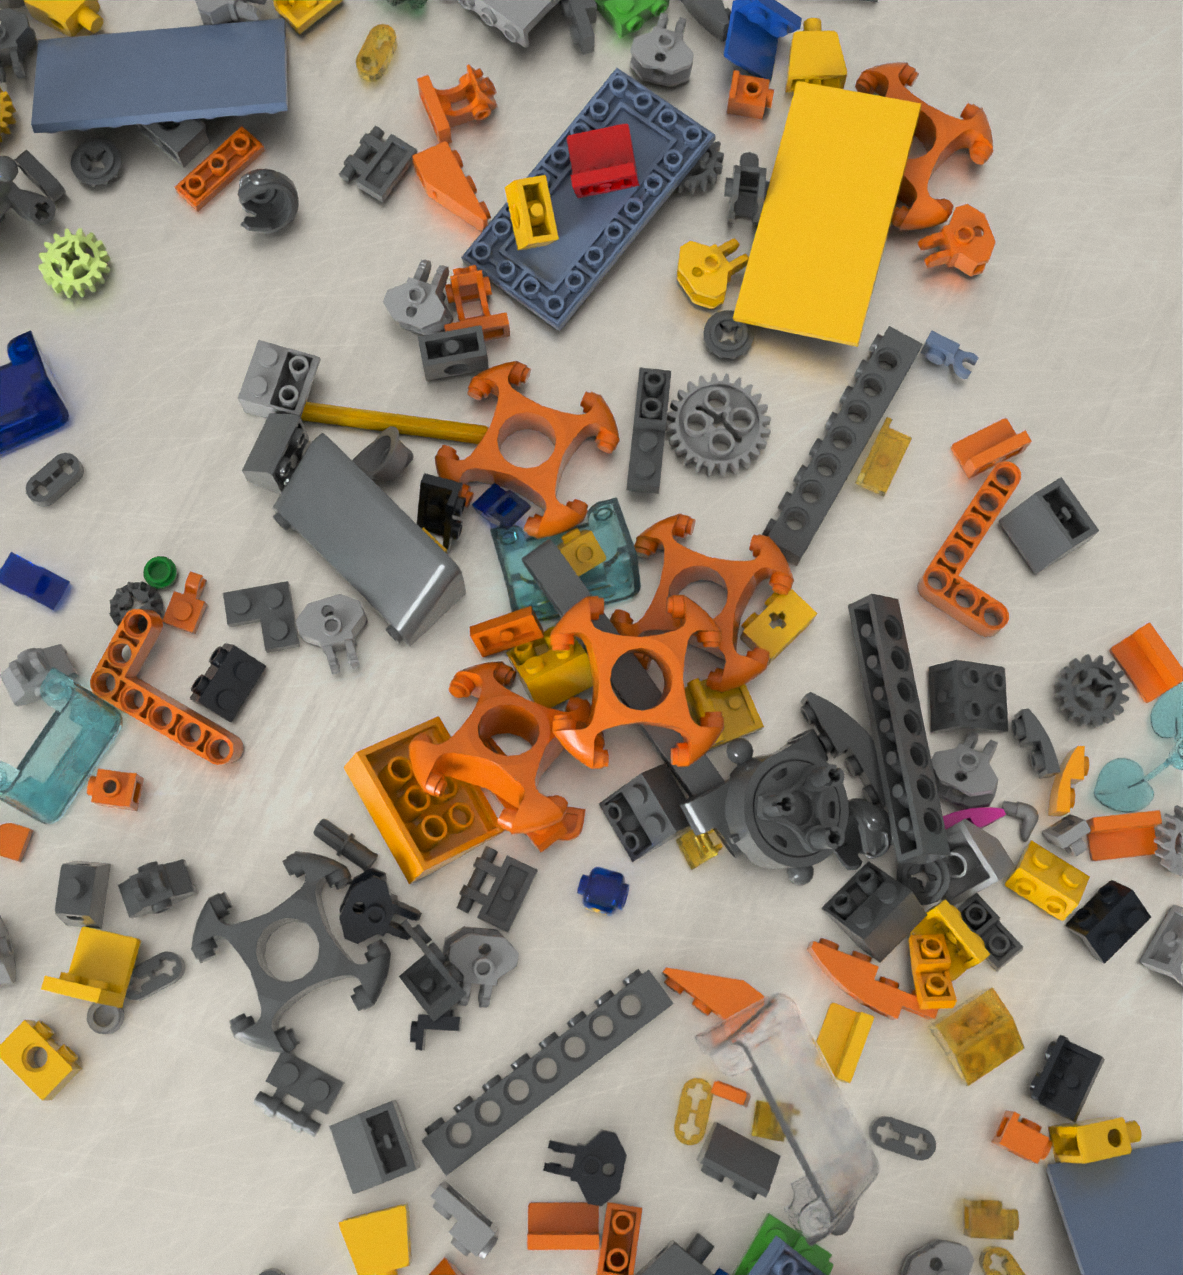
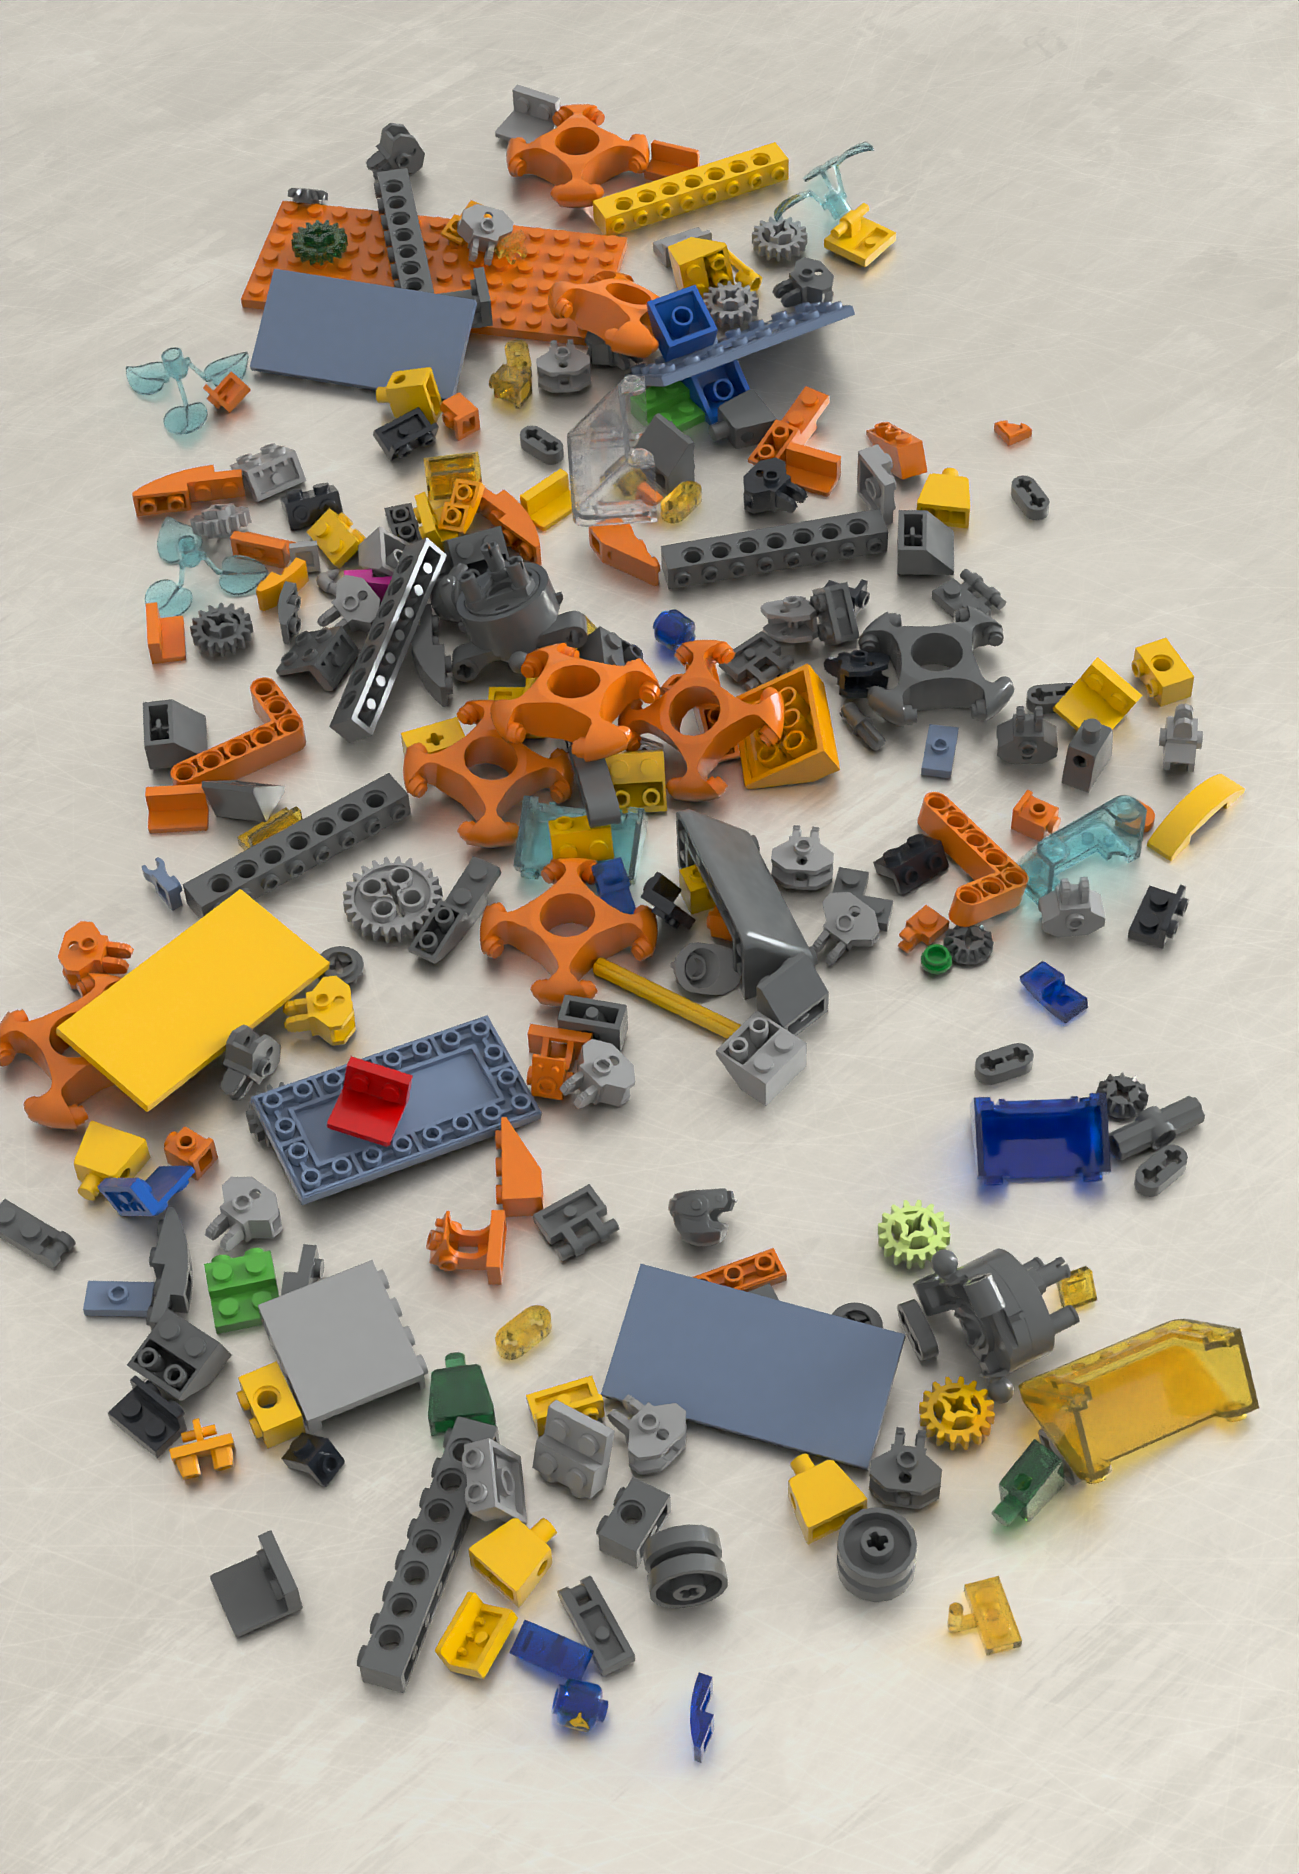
camera: 150 degrees left, 25 degrees down
(251, 848) = (939, 751): none -> sand blue plate
(259, 561) = (844, 928): none -> light grey hinge
(506, 631) = (656, 808): orange plate -> none
(531, 212) = (460, 1087): yellow brick -> none
(932, 481) = (243, 799): none -> dark grey slope

